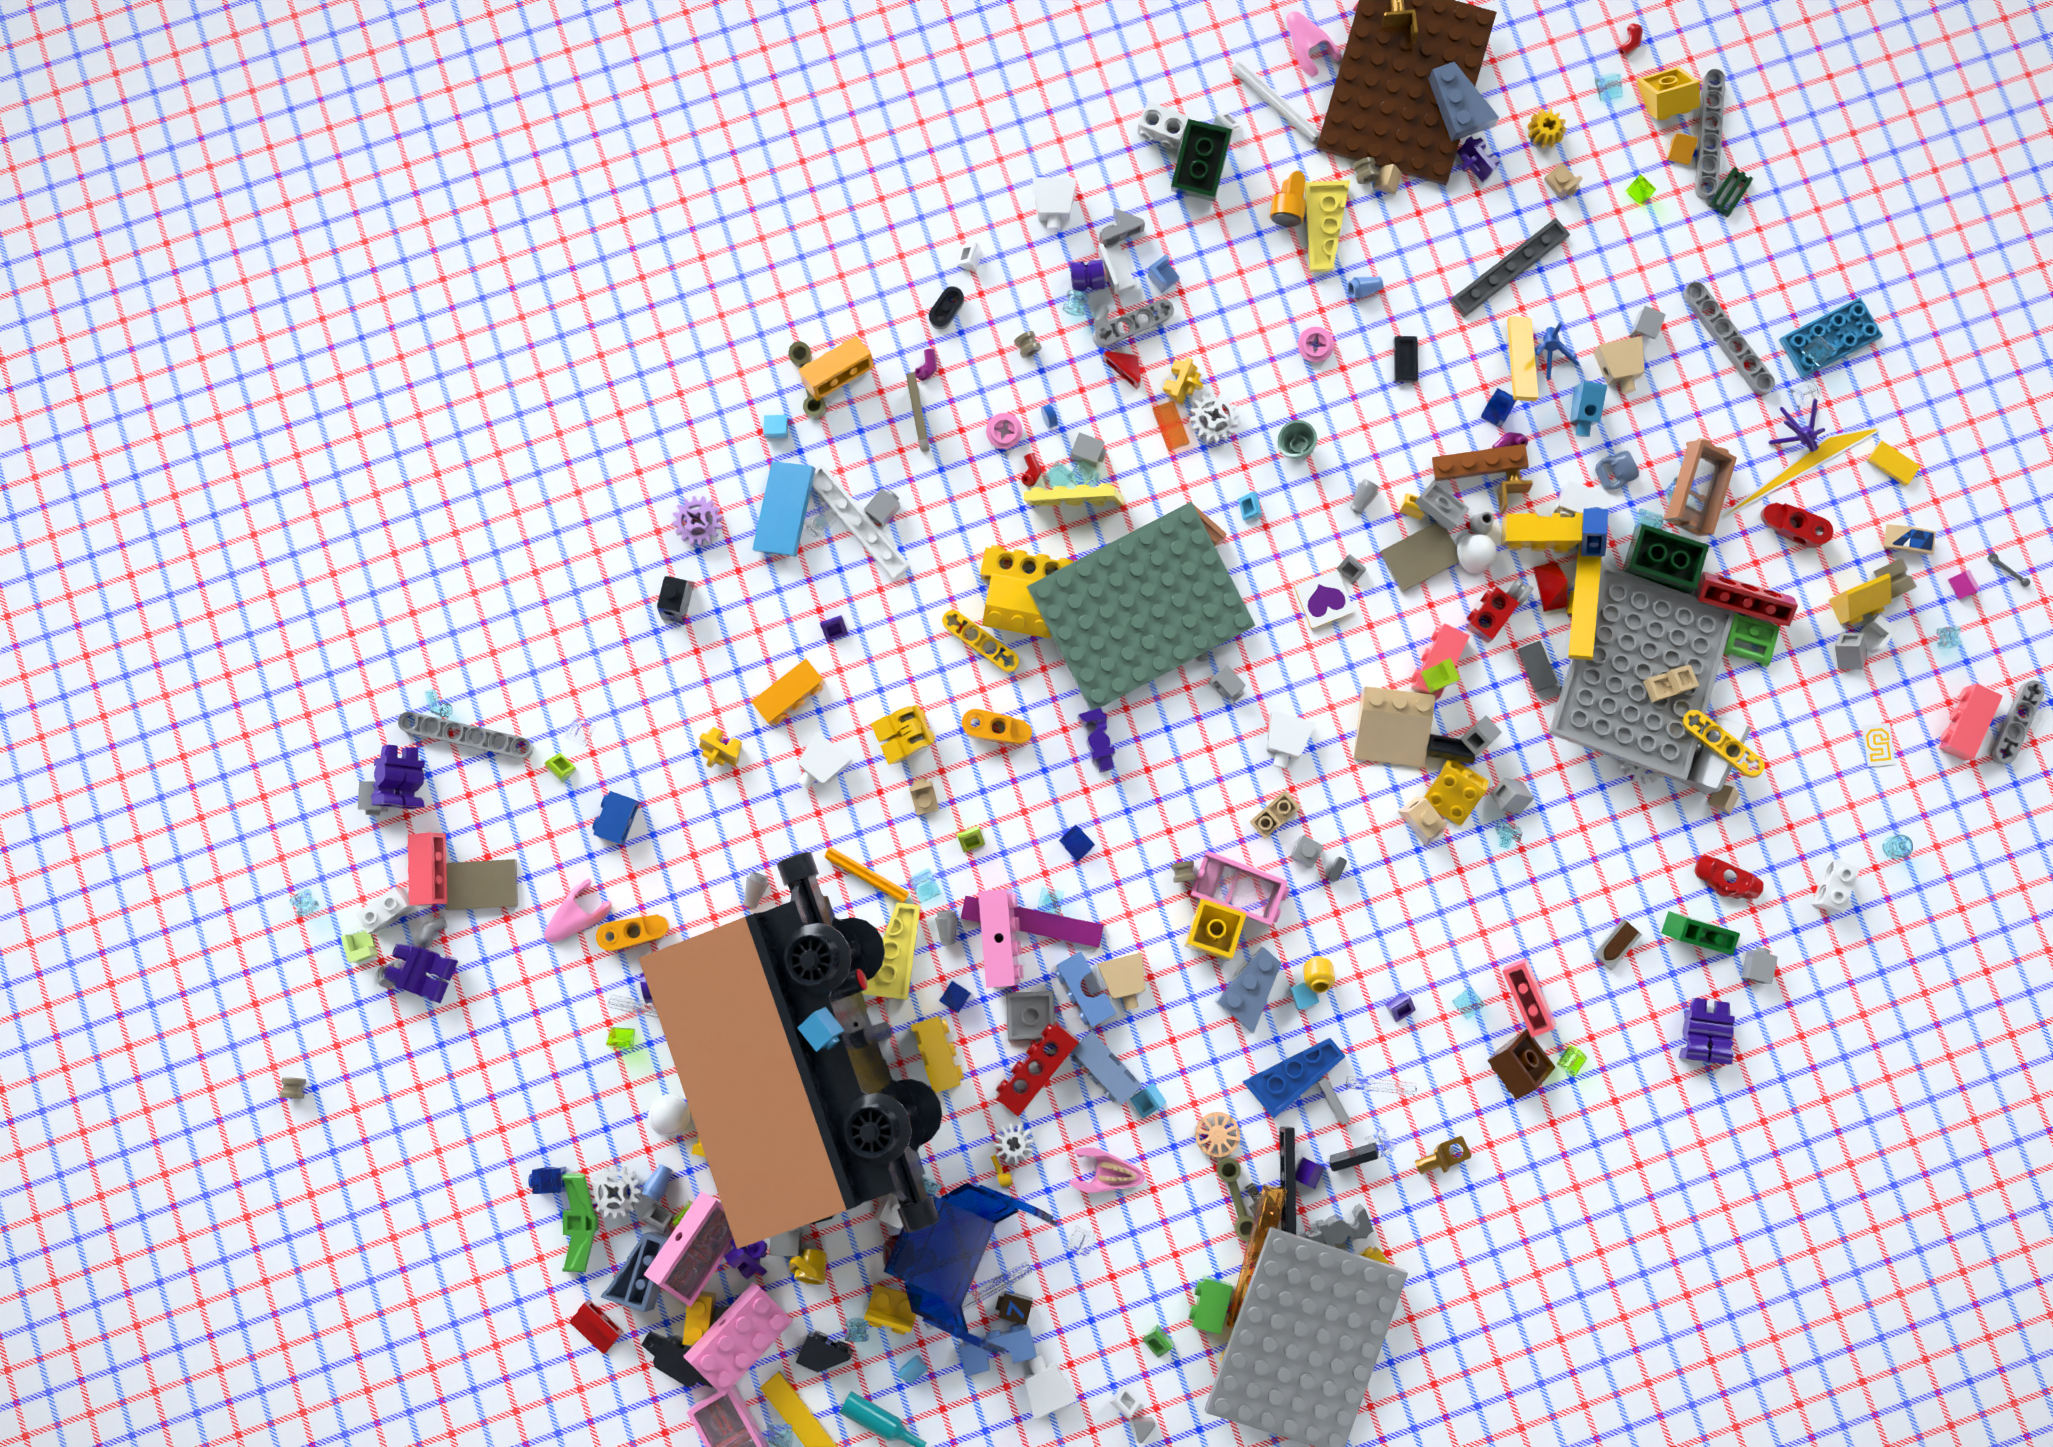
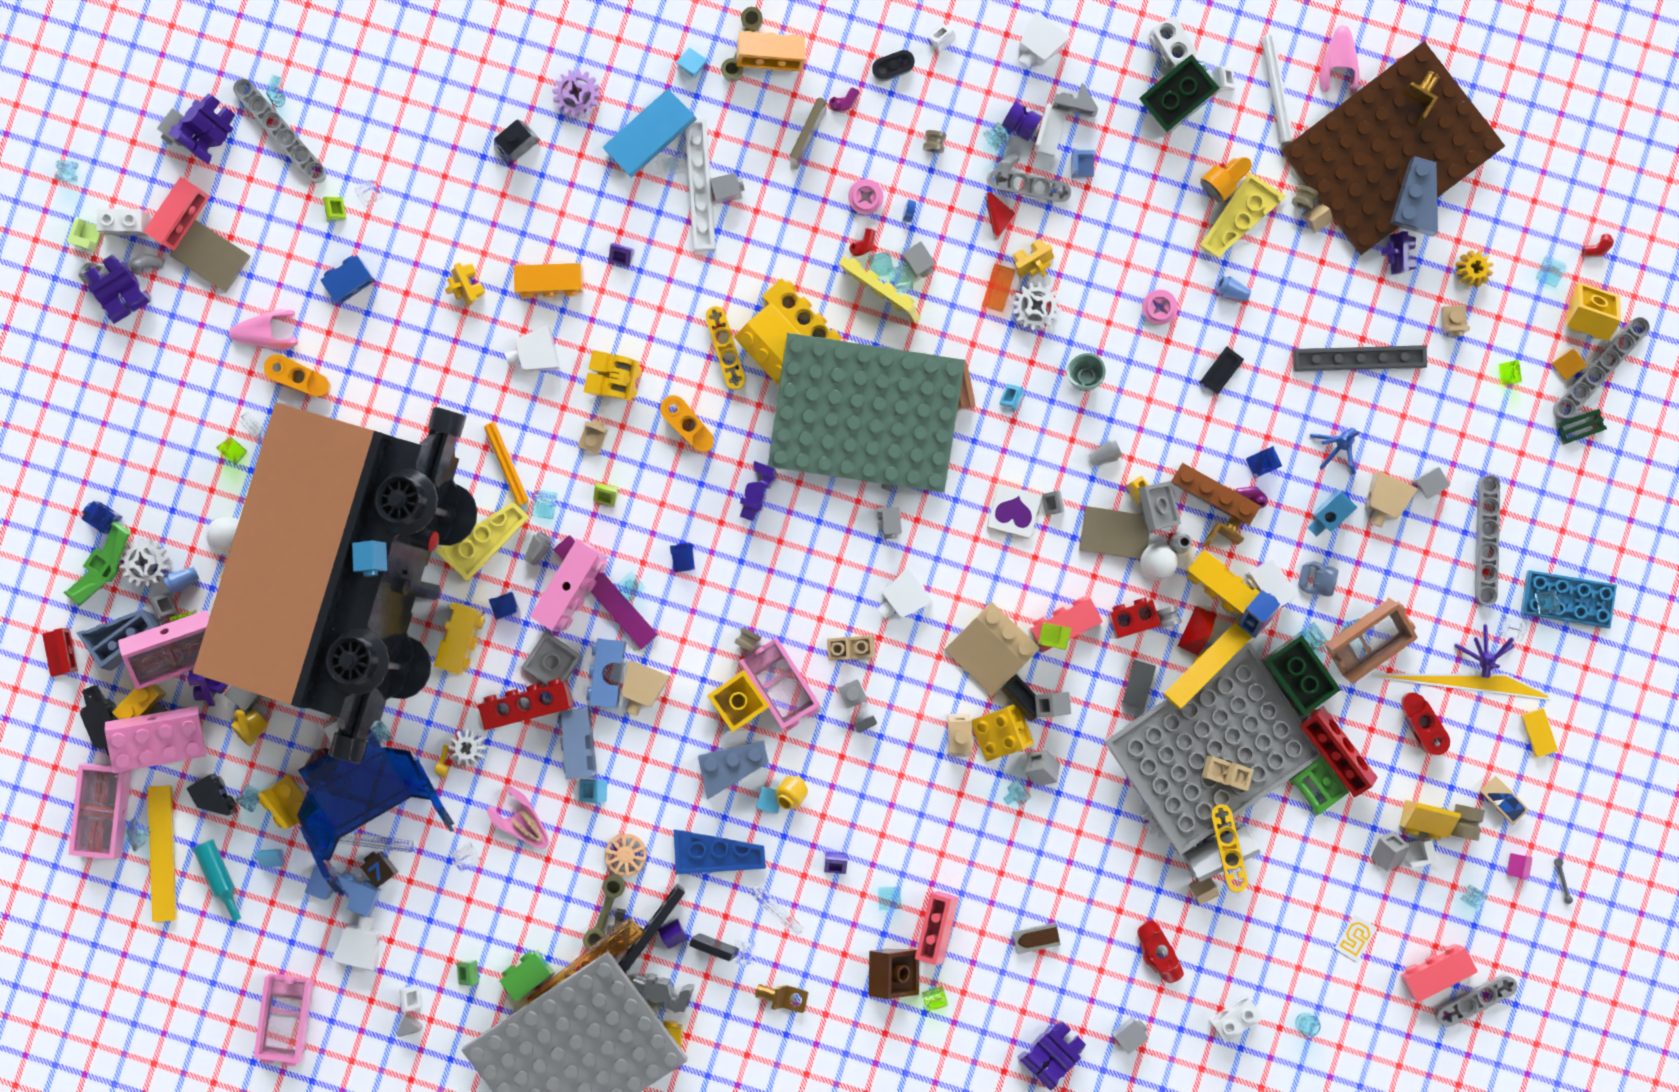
camera: 30 degrees right, 5 degrees up
(755, 888) = (414, 411): light grey cone -> none
(1333, 1101) = (730, 894): light grey tile -> none
(1522, 358) = (1311, 437): yellow tile -> none
(1700, 933) = (1105, 977): green slope -> none

